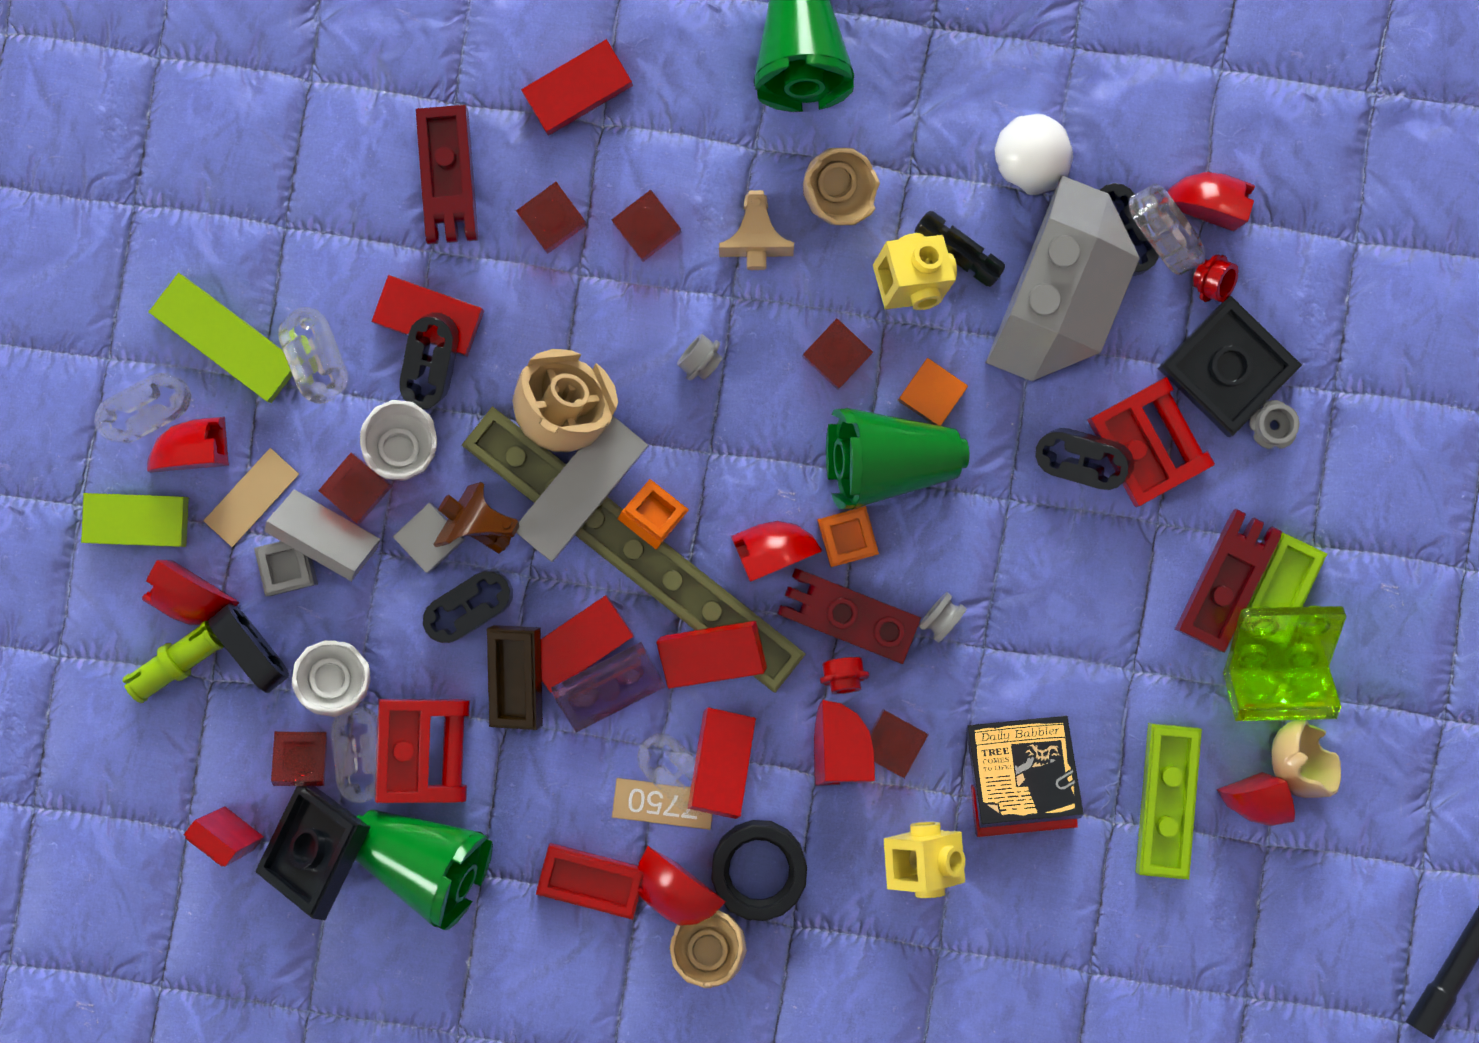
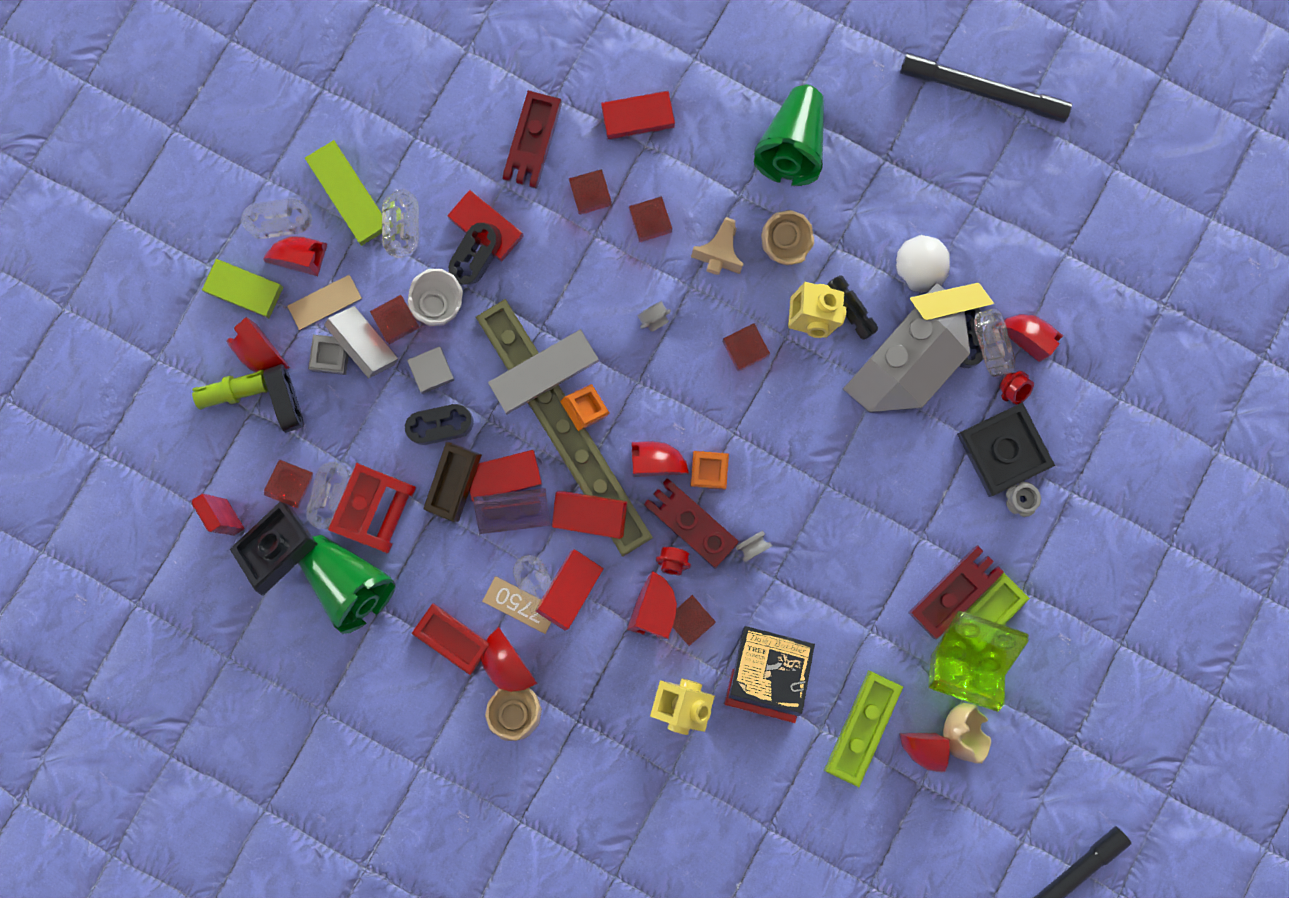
camera: 15 degrees right, 5 degrees down
(331, 678) = (330, 437): white hair -> none
(475, 519) = (466, 368): reddish brown piece -> none
(563, 401) = (553, 310): tan cylinder -> none
(756, 908) = (540, 670): black tyre -> none
(889, 456) = (756, 425): green cone -> none
(932, 392) = (800, 395): orange tile -> none
(1081, 469) = (891, 467): black beam -> none
(1091, 195) = (951, 301): none -> light yellow sticker
(1153, 468) = (924, 481): red plate -> none

